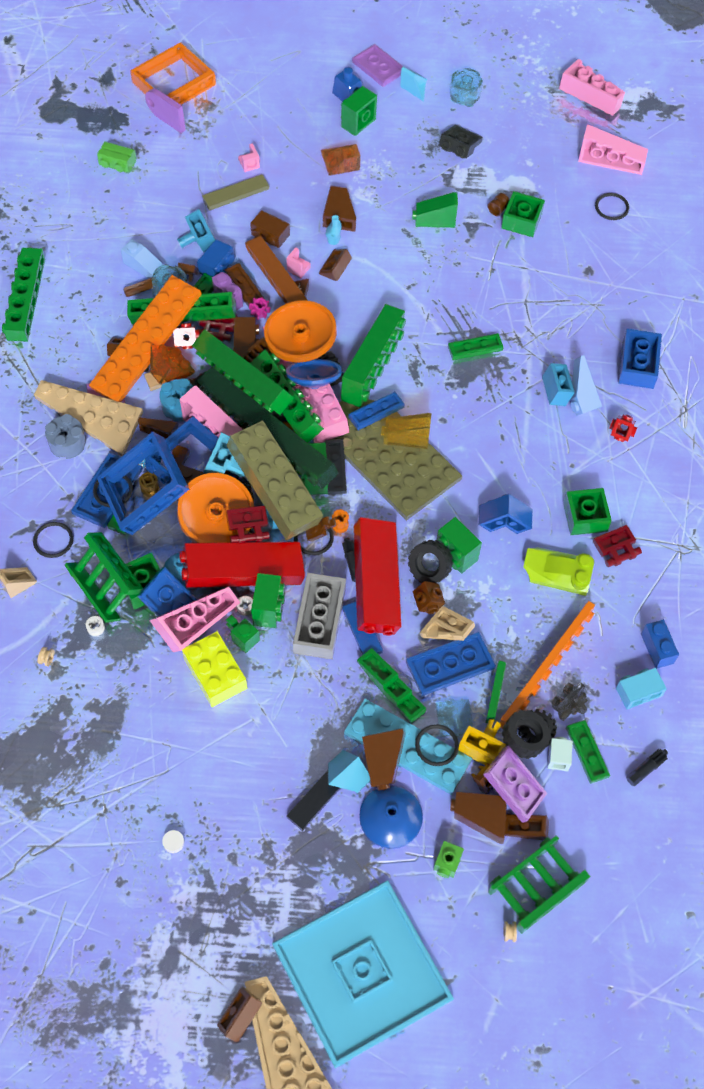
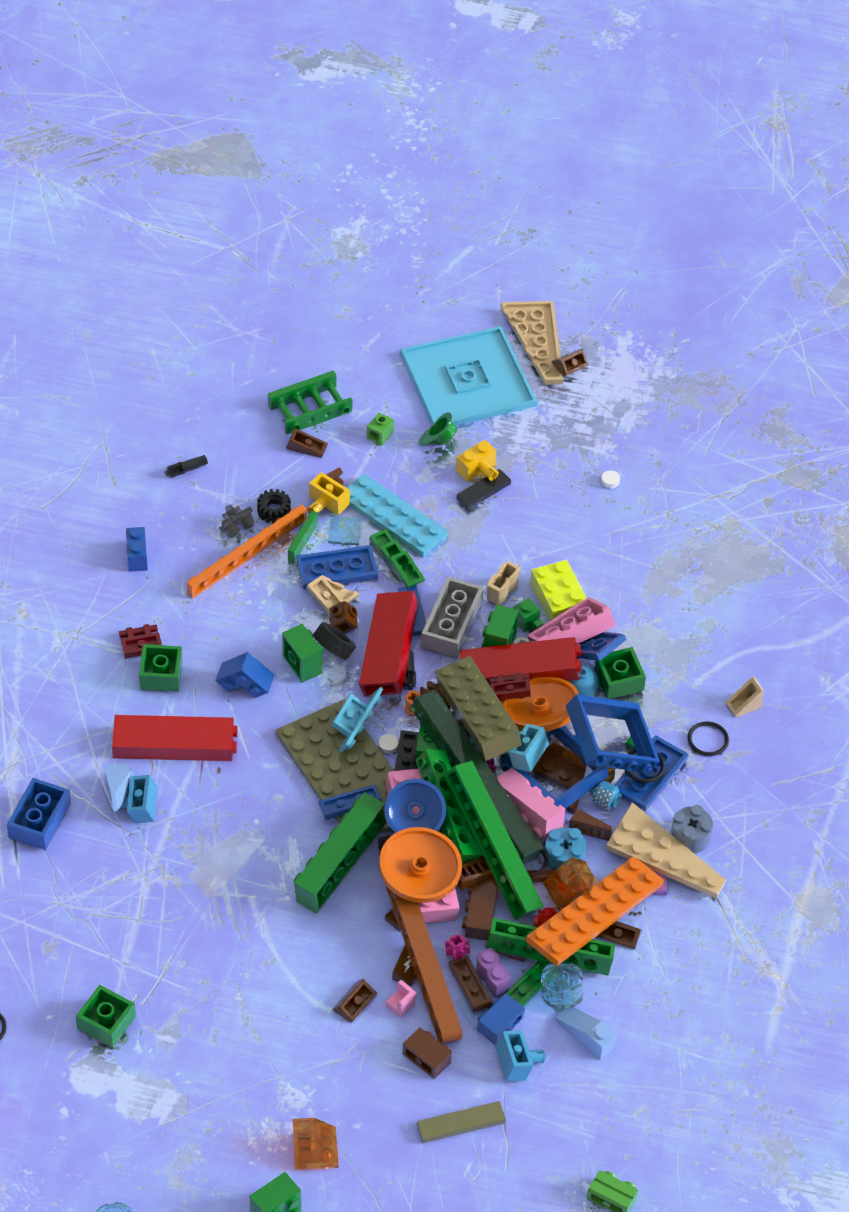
camera: 170 degrees left, 10 degrees down
(24, 294) = (724, 1057): green brick -> none
(46, 656) = (716, 629): tan bush -> none
(92, 621) = (669, 656): white bush -> none
(118, 573) = (658, 674): green fence -> none
(138, 287) = (598, 1004): reddish brown axle -> none
(189, 270) = (536, 1013): reddish brown tile -> none
(251, 160) = (436, 1166): bright pink panel -> none
(274, 665) = (503, 583): none -> tan brick
(327, 828) = (477, 461): none -> yellow brick
(333, 231) = (348, 1034): medium azure piece -> none
(339, 204) = (335, 1067): reddish brown slope -> none
(347, 772) = (454, 501): medium azure slope -> none
(355, 482) = (388, 744): none -> white tile
(381, 864) = (440, 432): none -> green piece
(383, 756) = (418, 498): reddish brown slope -> none
(386, 829) = (420, 470): blue dish -> none
(391, 485) = (352, 715): none -> medium azure bracket
(407, 431) = (323, 762): clear yellow slope -> none
(436, 726) = (368, 516): black tyre -> none
(437, 211) = (213, 1036): slope -> none
(459, 141) = (148, 1145): pearl dark grey plate -> none
(475, 346) = (216, 870): green tile -> none
(481, 813) = (343, 452): reddish brown slope -> none
(498, 205) = (129, 1043): reddish brown wheel -> none
(510, 931) = (343, 378): tan bush -> none
(515, 784) = (310, 458): medium lavender tile -> none
(536, 724) = (293, 497): black tyre -> none
(551, 450) = (174, 738): none -> red brick
(559, 569) = (203, 630): lime slope -> none
(560, 754) = (261, 479): light aqua brick -> none
(587, 751) = (234, 485): green tile -> none
(619, 433) = (89, 743): red brick -> none
(640, 688) = (168, 519): medium azure brick -> none

